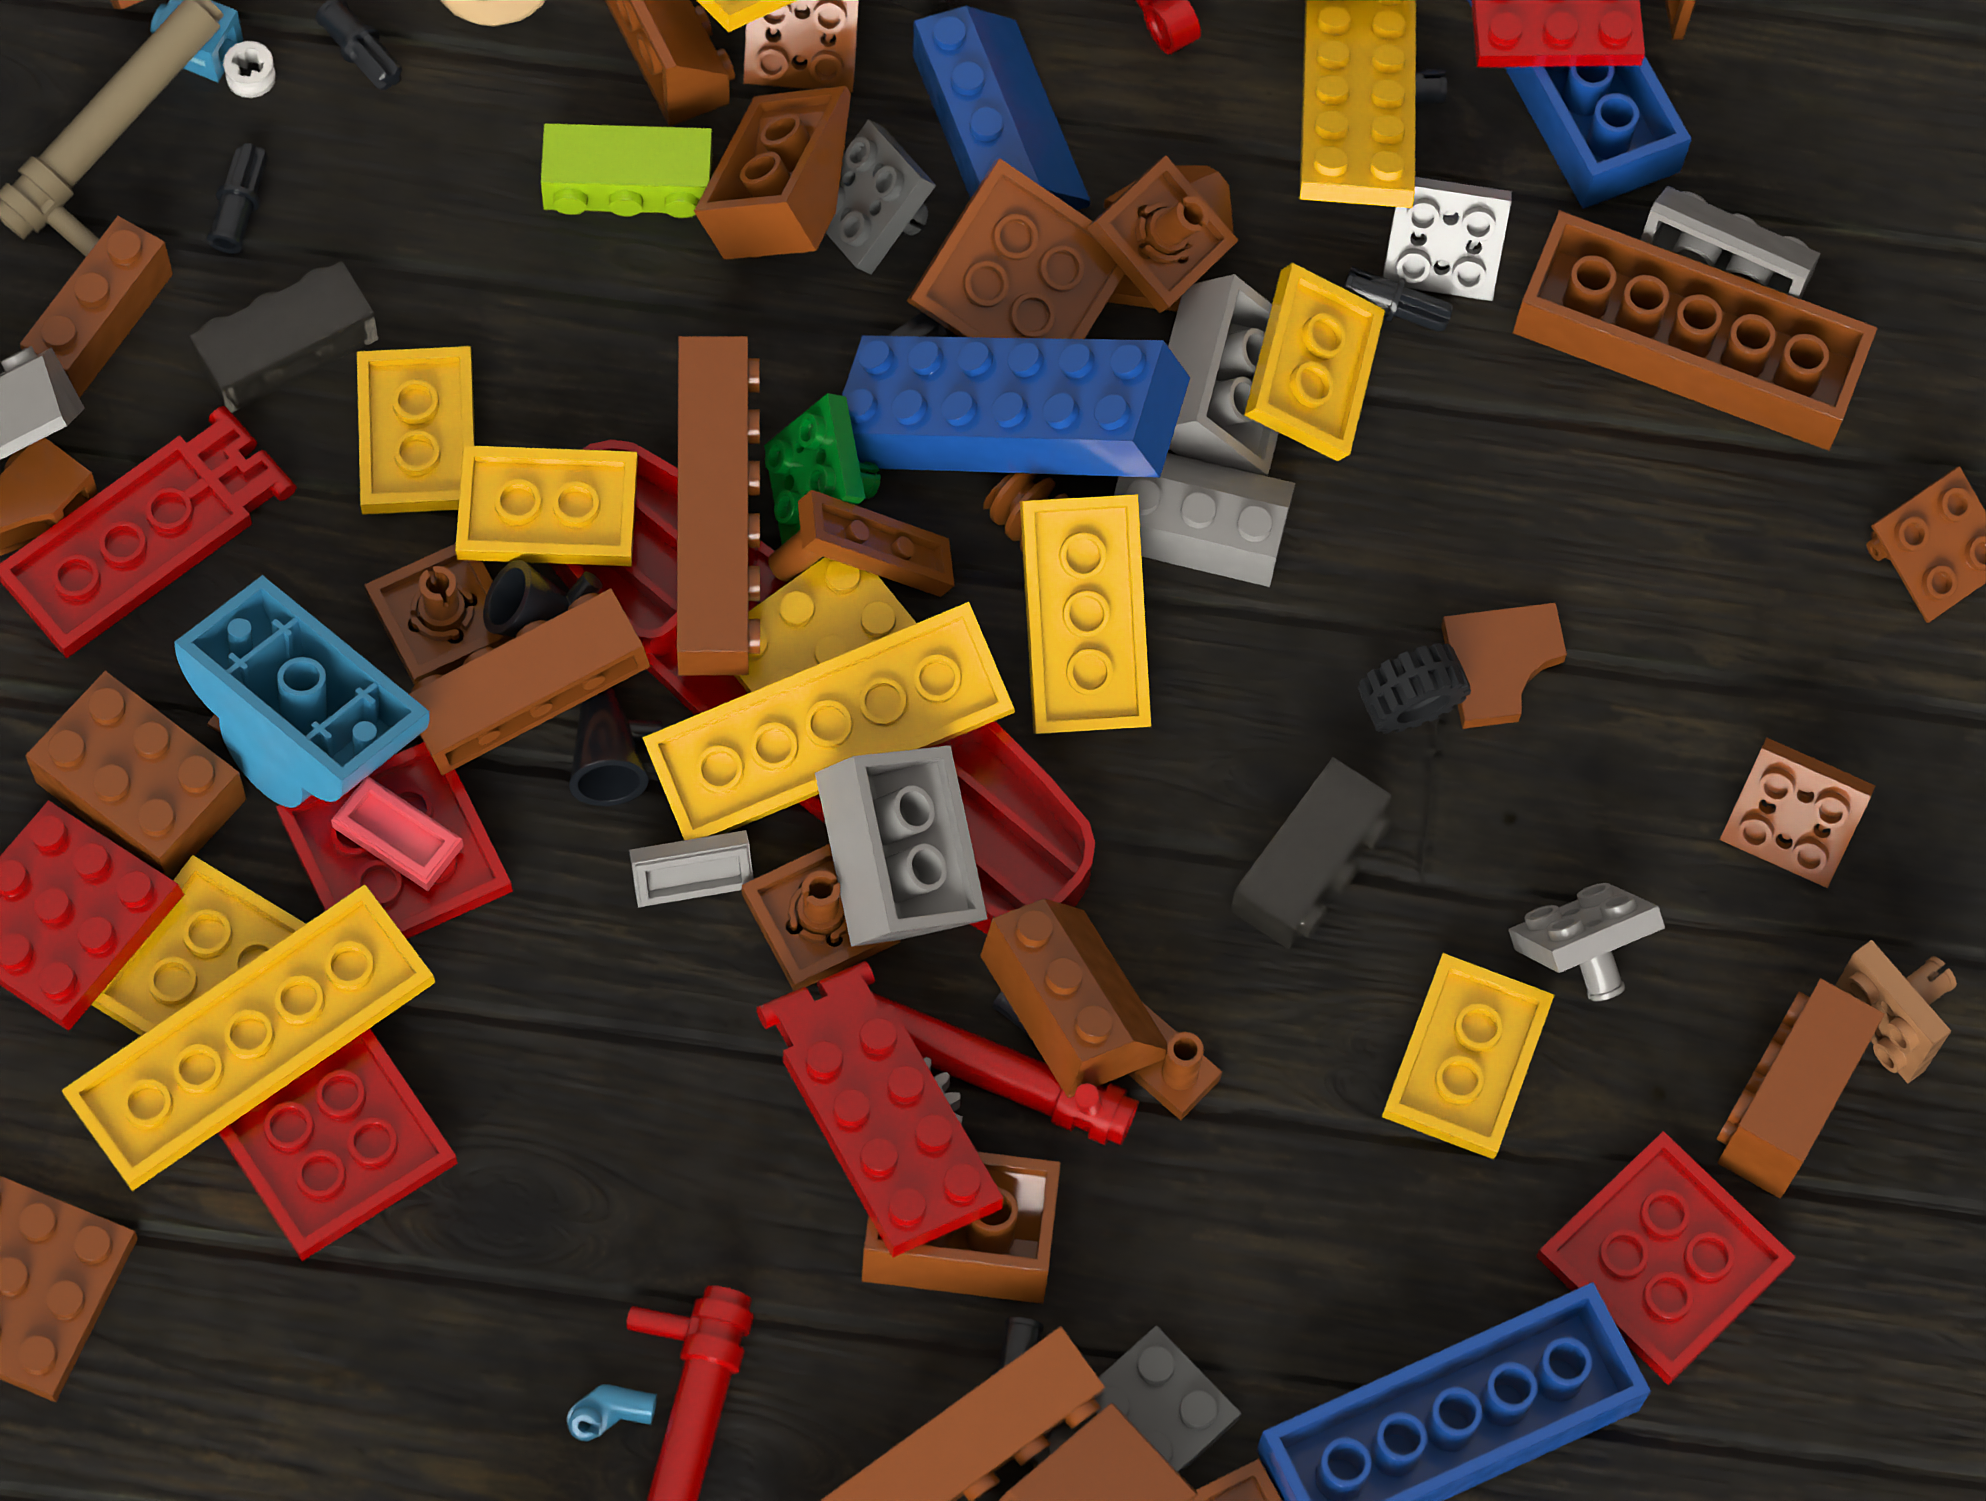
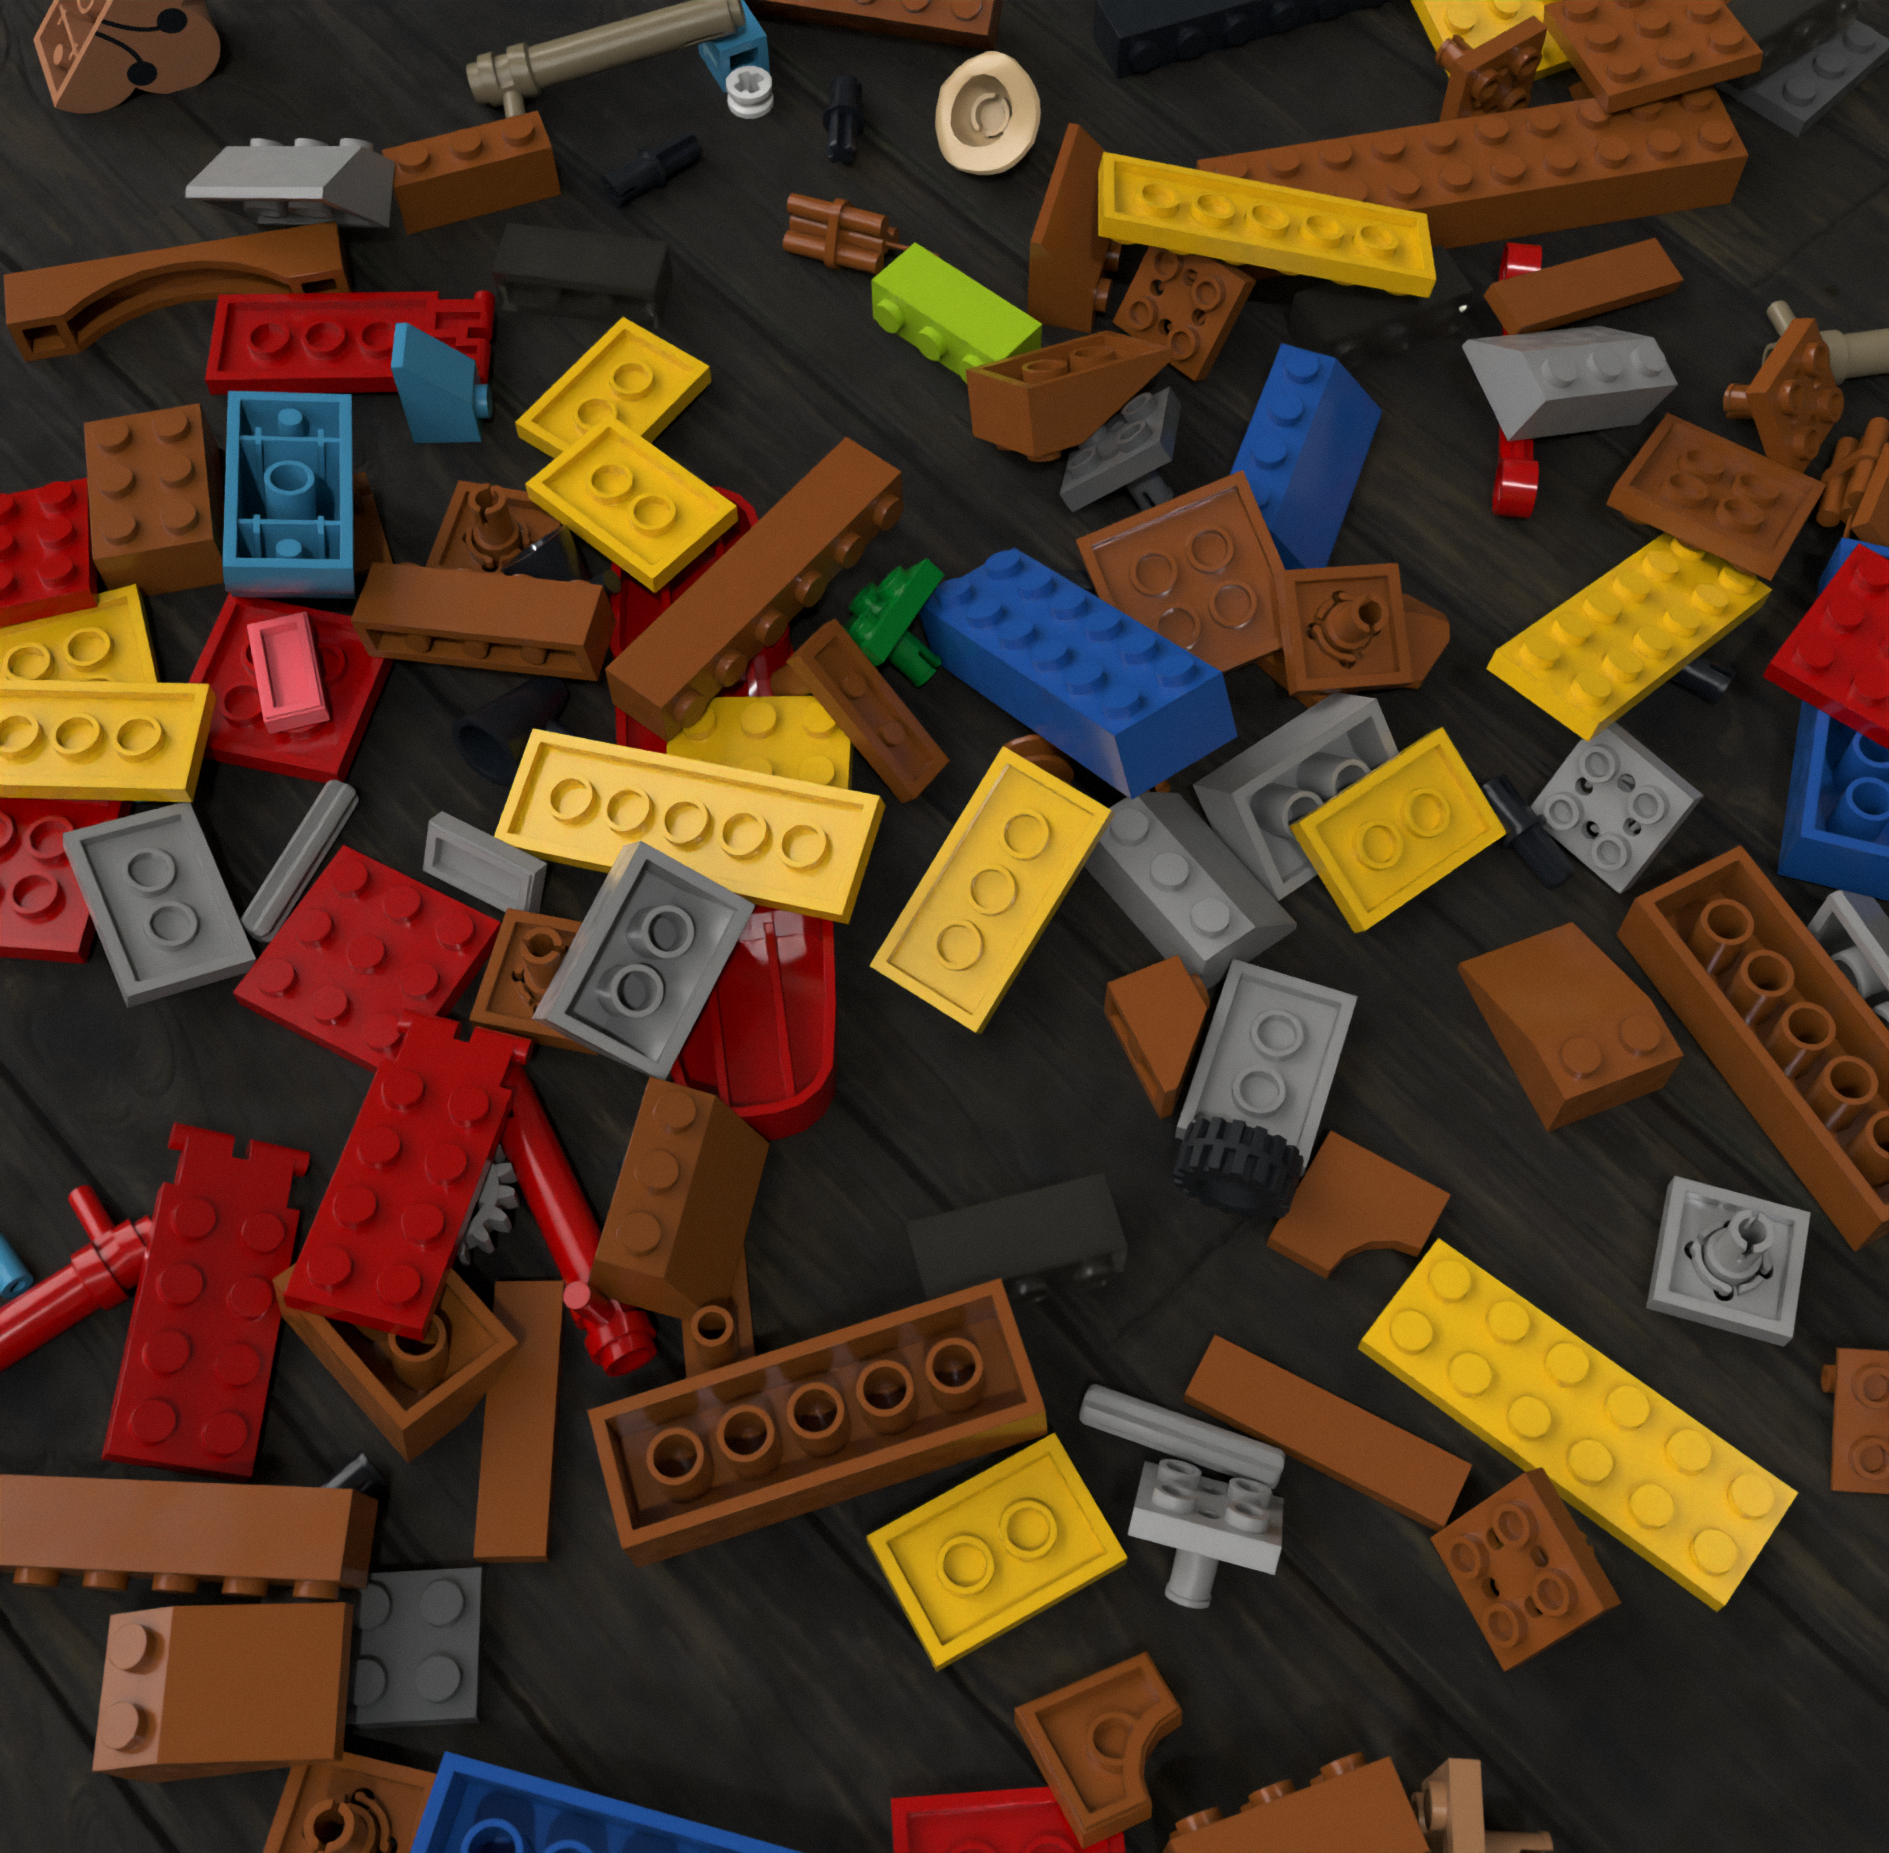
camera: 45 degrees right, 5 degrees down
(278, 521) = (438, 388): none -> dark azure slope
(462, 155) = (839, 234): none -> dark orange piece
(482, 1074) = (158, 903): none -> light grey plate
(541, 969) = (299, 861): none -> light grey axle
(669, 1002) = (363, 953): none -> red plate
(811, 1309) = (206, 1309): none -> red hinge
(1097, 1225) = (522, 1428): none -> dark orange tile
(1275, 630) = (1159, 1025): none -> dark orange slope
(1296, 1061) = (816, 1423): none -> dark orange brick
(1360, 595) = (1270, 1055): none -> light grey plate
(1517, 895) = (1181, 1436): none -> light grey axle
(1533, 421) = (1571, 1024): none -> dark orange slope
(1603, 822) = (1328, 1433): none -> dark orange tile
(1631, 1118) = (1096, 1744): none -> dark orange tile
(1740, 691) = (1591, 1425): none -> yellow plate
(1771, 486) = (1727, 1260): none -> light grey plate

